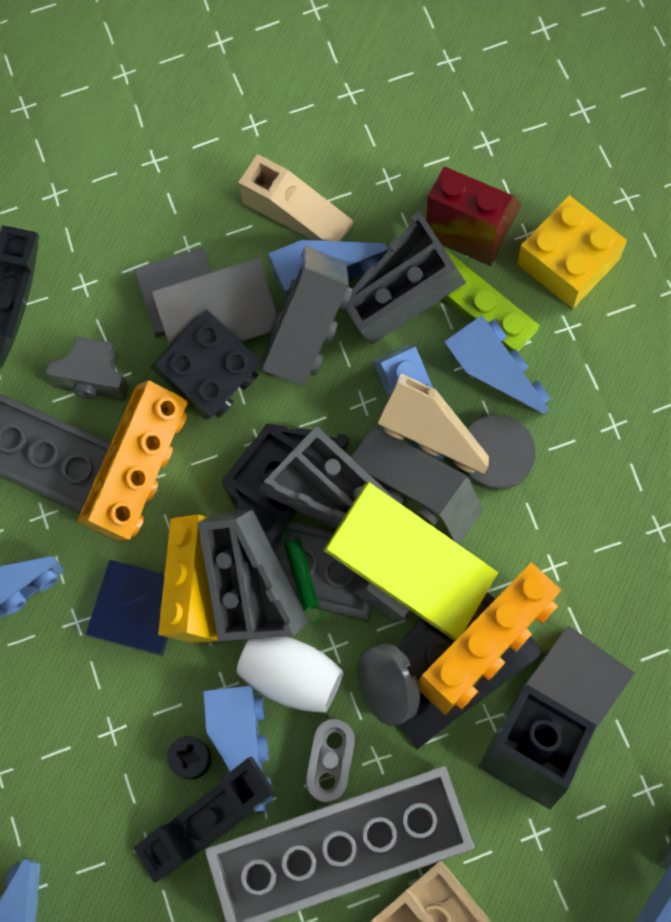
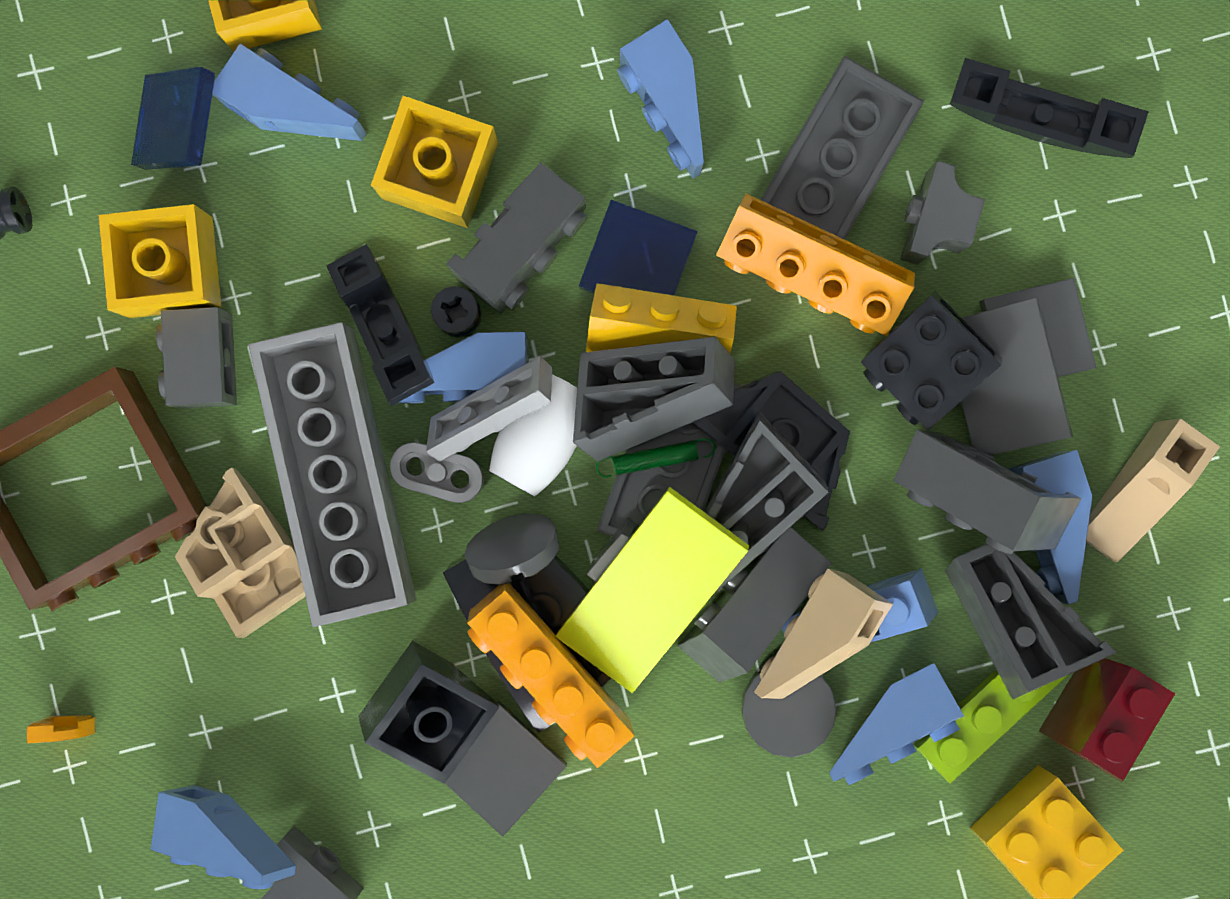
camera: 90 degrees right, 15 degrees up
(59, 785) = (435, 161): none -> yellow brick
(124, 705) = (520, 239): none -> dark grey wedge
(271, 712) = (490, 409): none -> light grey plate

